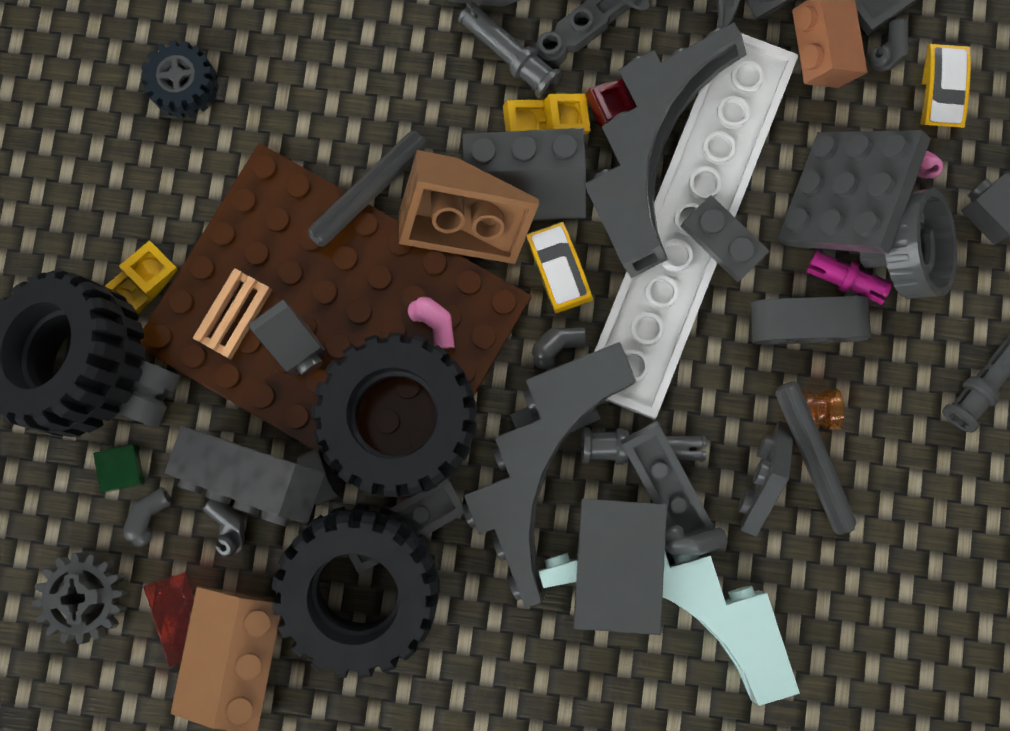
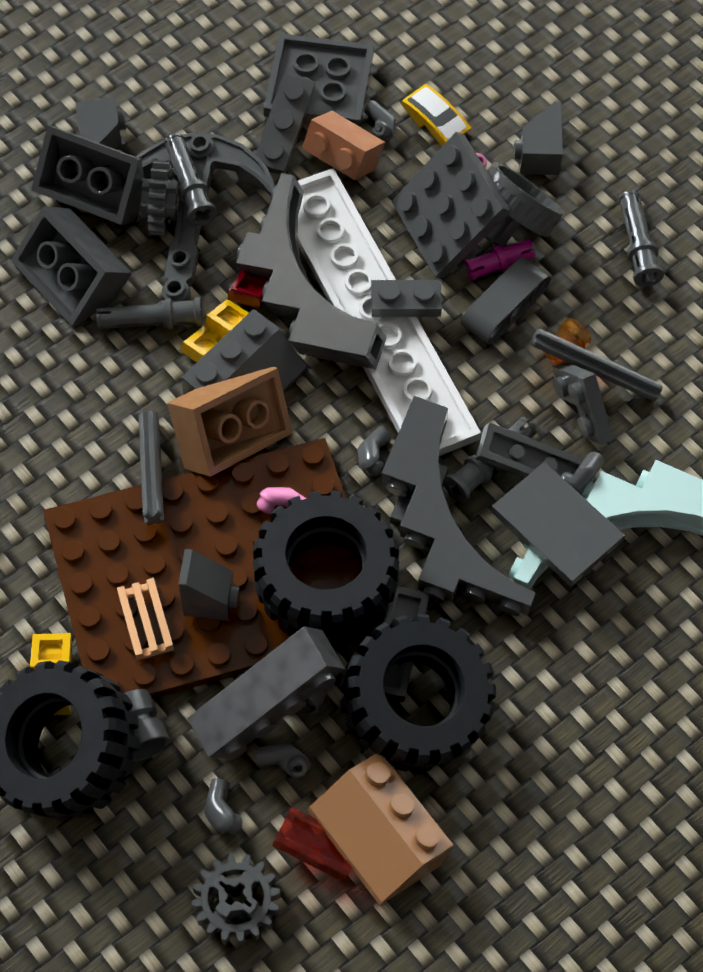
camera: 55 degrees left, 20 degrees down
(118, 468) = (168, 798): dark green tile -> none
(559, 267) = (327, 406): slope -> none

